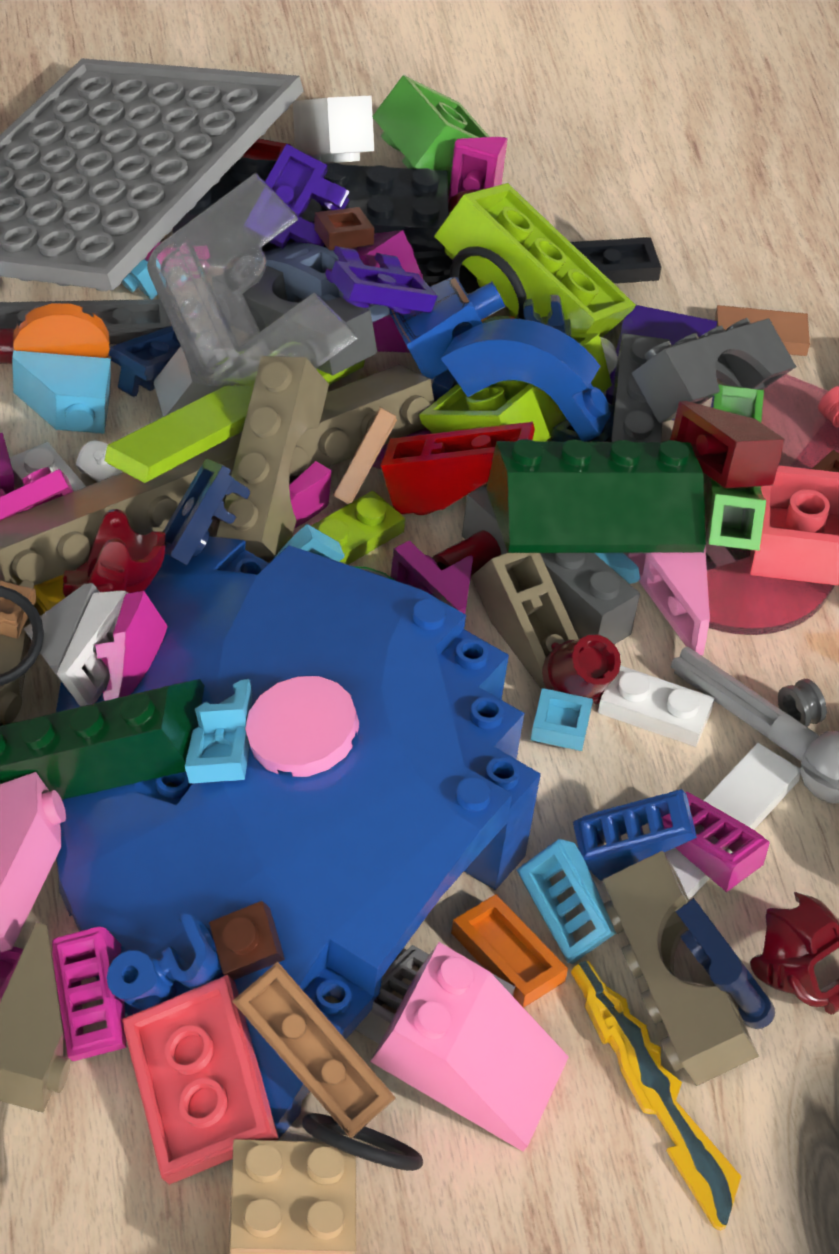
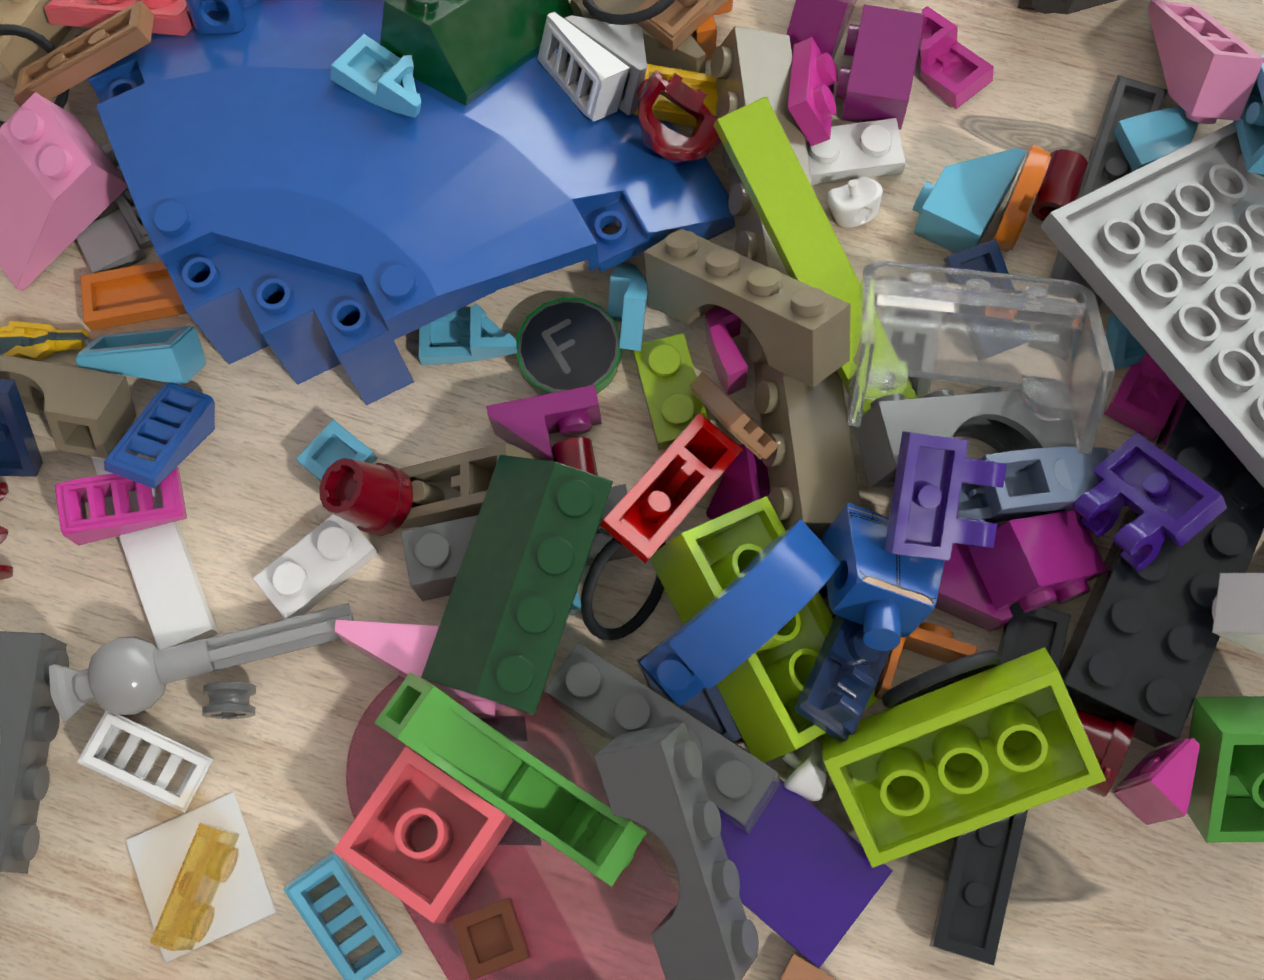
camera: 130 degrees right, 25 degrees up
(135, 644) = (559, 83): dark pink slope -> none
(188, 527) = (693, 197): dark blue plate -> none
(246, 940) = (194, 37): copper plate -> none
(302, 726) = (339, 127): bright pink tile -> none
(344, 228) = (1068, 521): copper plate -> none
(728, 445) = (507, 758): dark red slope -> none

